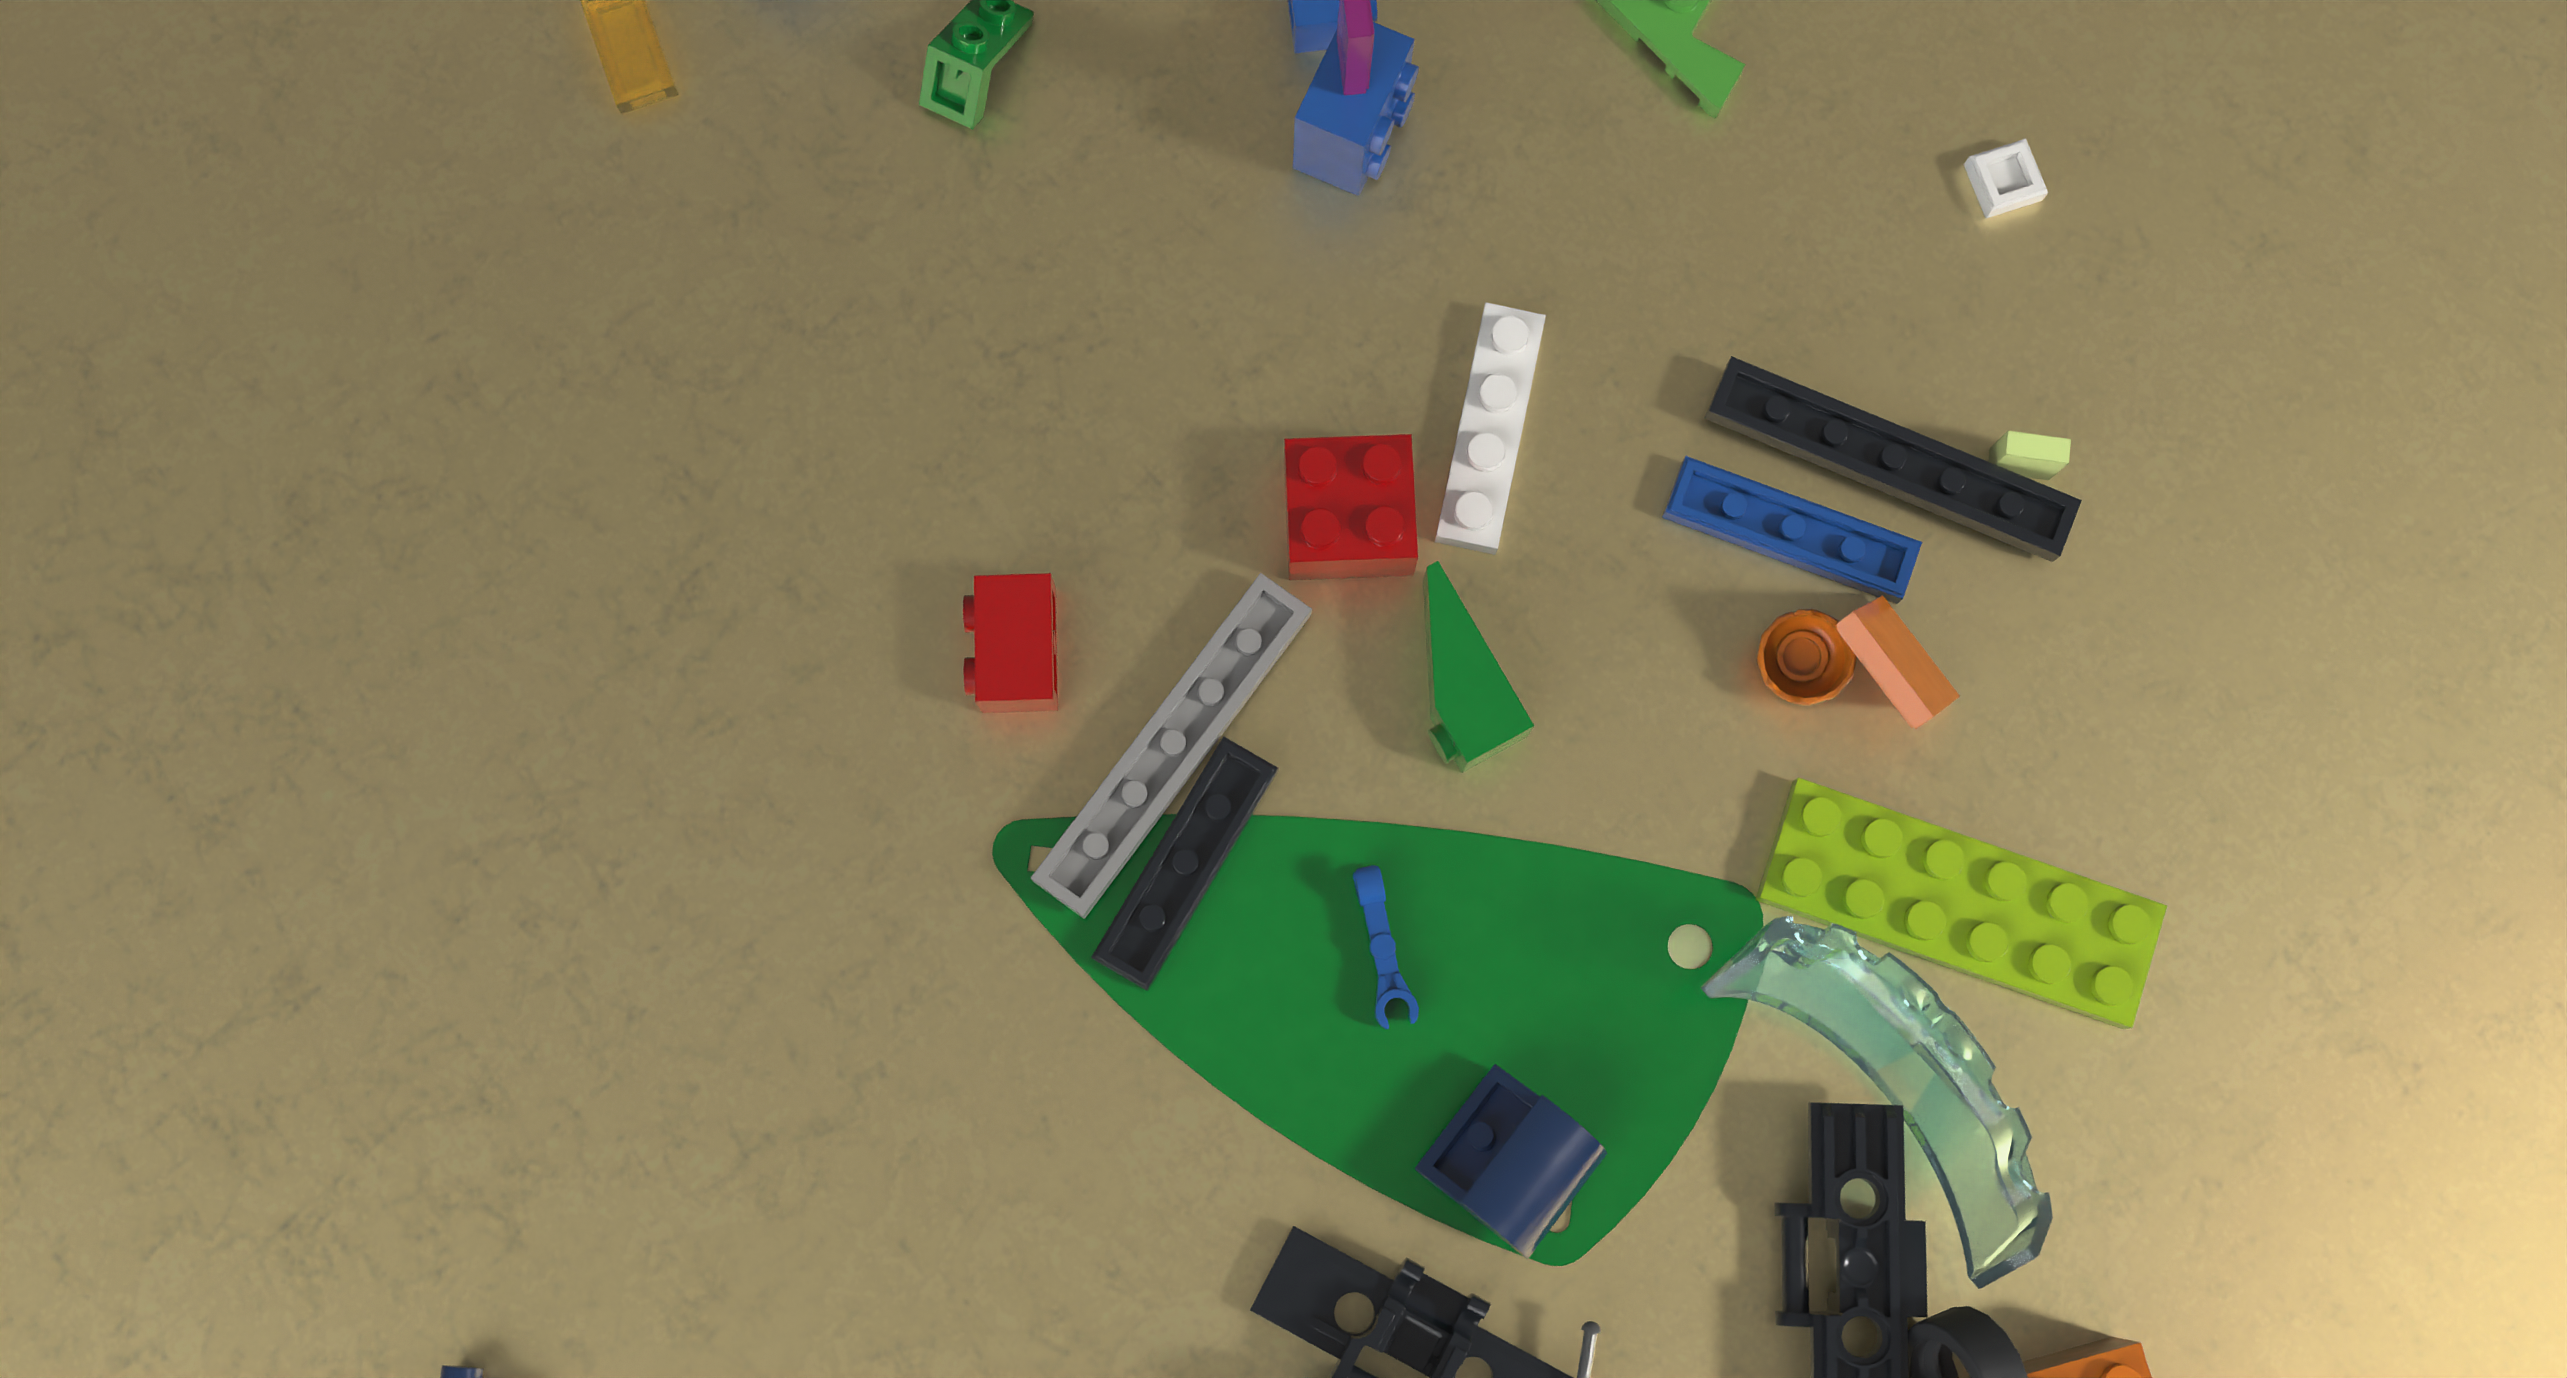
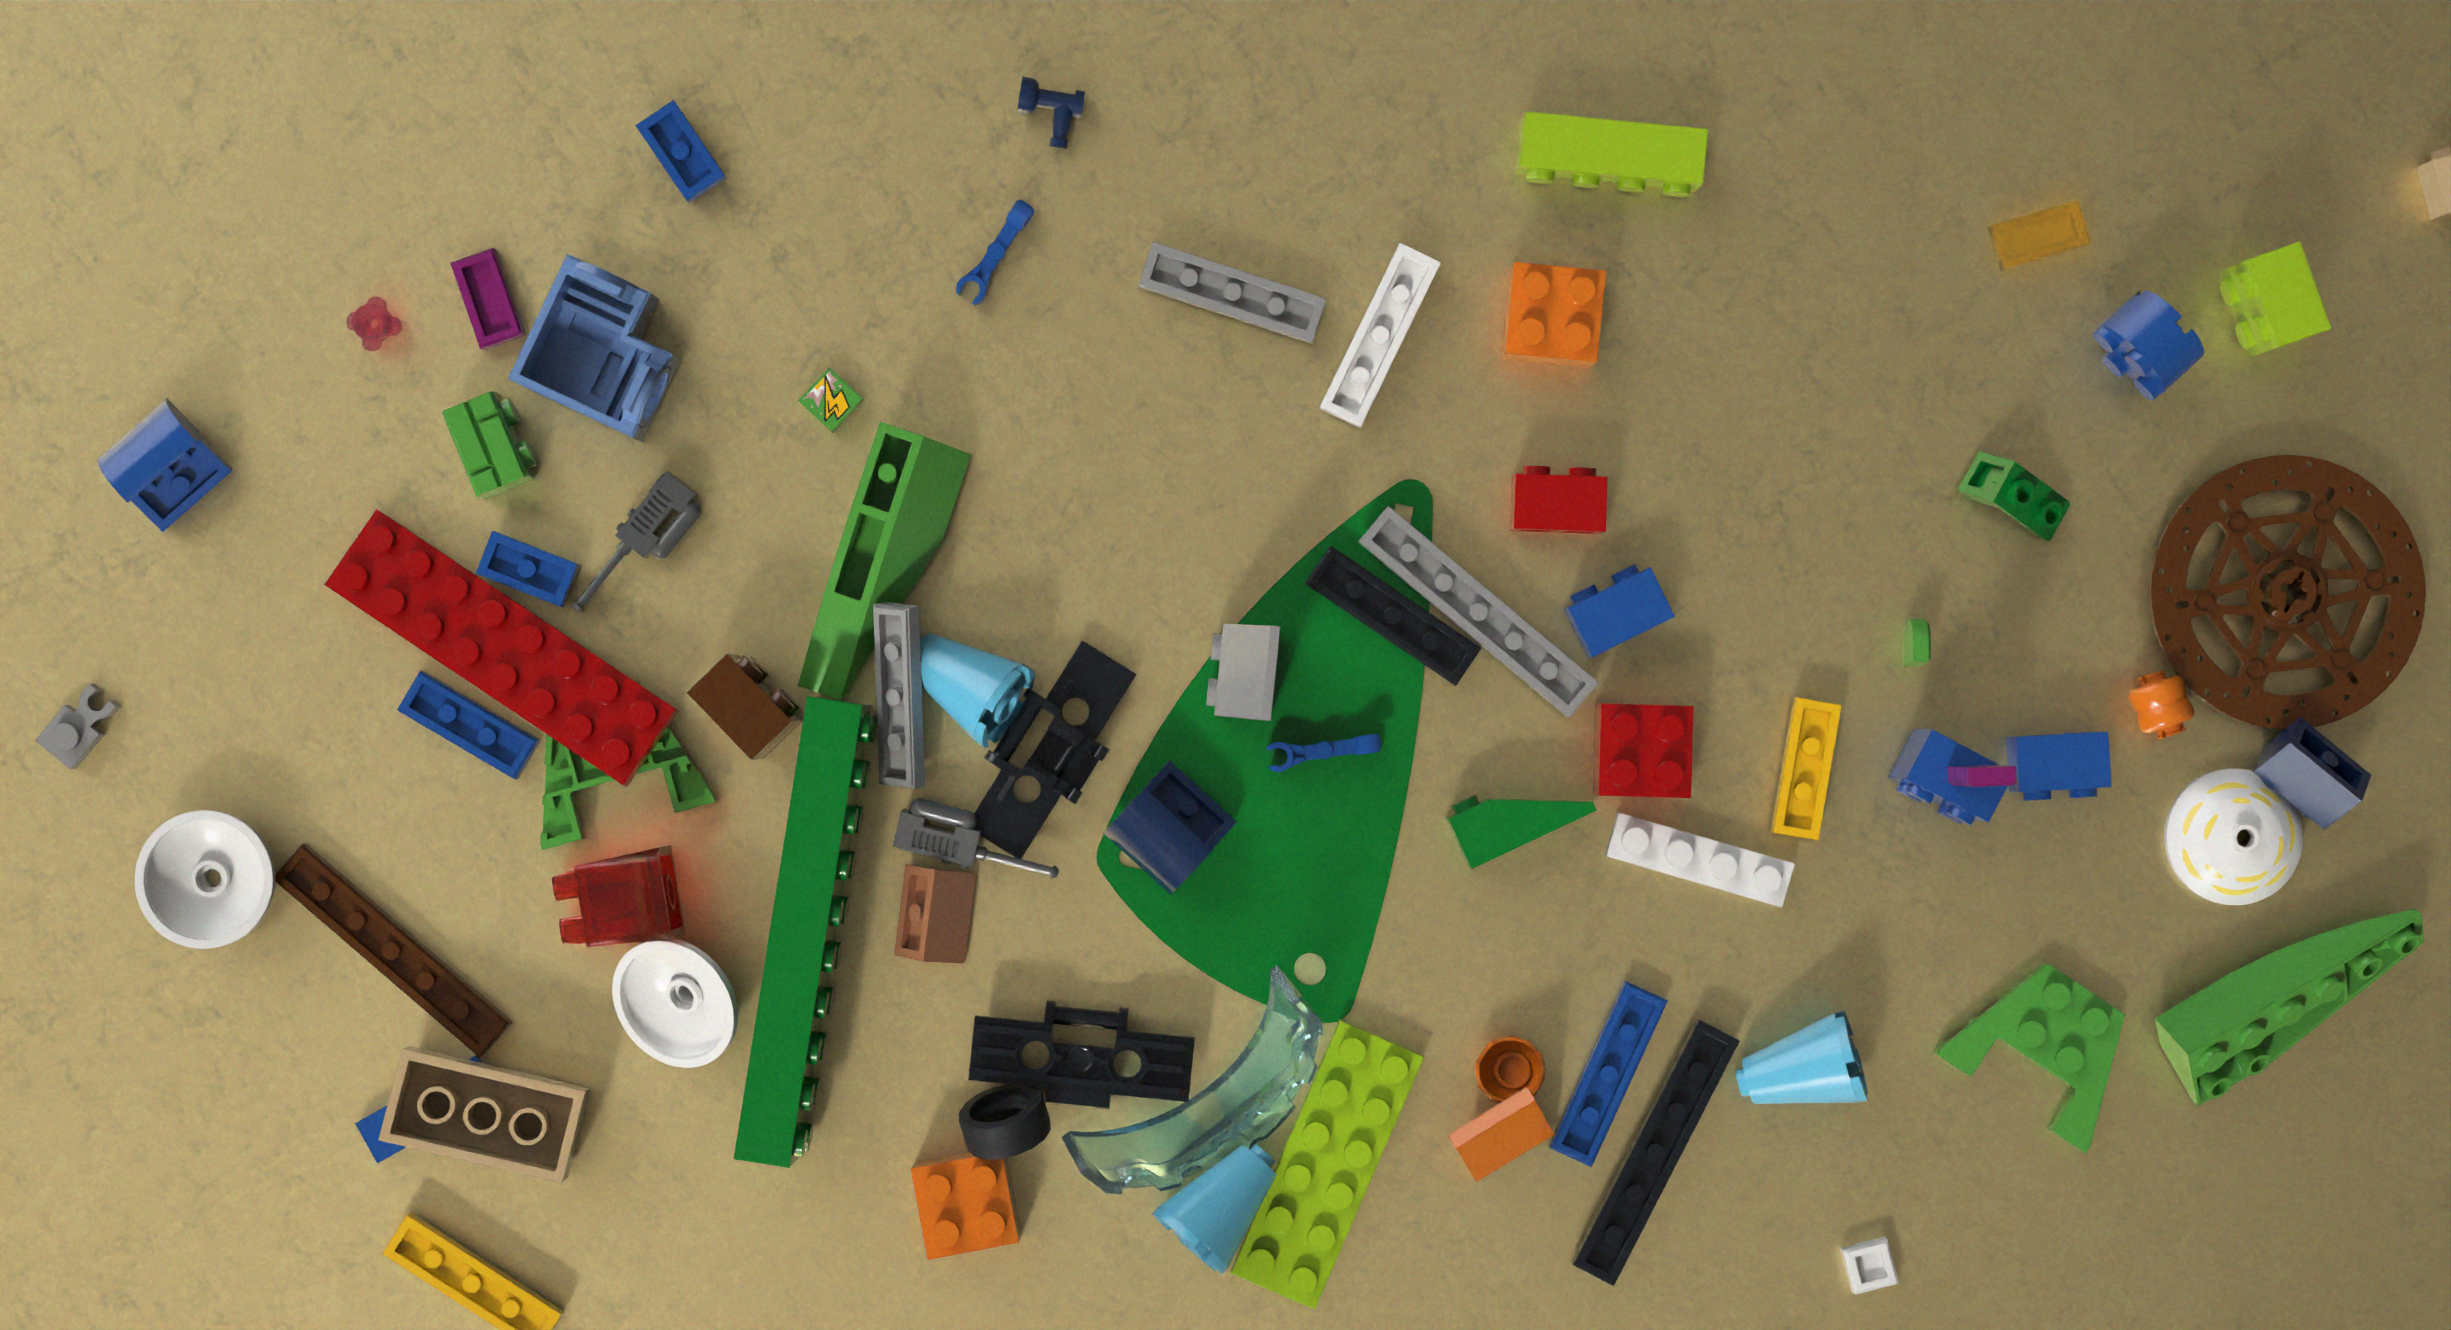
camera: 90 degrees right, 10 degrees up
(522, 603) = (1611, 152): none -> lime brick
(733, 1126) = (1232, 292): none -> light grey plate
(751, 666) = (1553, 314): none -> orange brick
(789, 907) = (1379, 335): none -> white plate
(1160, 552) = (1617, 611): none -> blue brick
(1178, 164) = (1917, 643): none -> bright green tile
(1281, 1064) = (1245, 671): none -> light grey slope
(1357, 295) = (1806, 768): none -> yellow plate
(1758, 265) = (1807, 1067): none -> medium azure cone
(2031, 454) = (1650, 1252): yellowish green tile -> none
(2046, 1050) = (1219, 1205): none -> medium azure cone

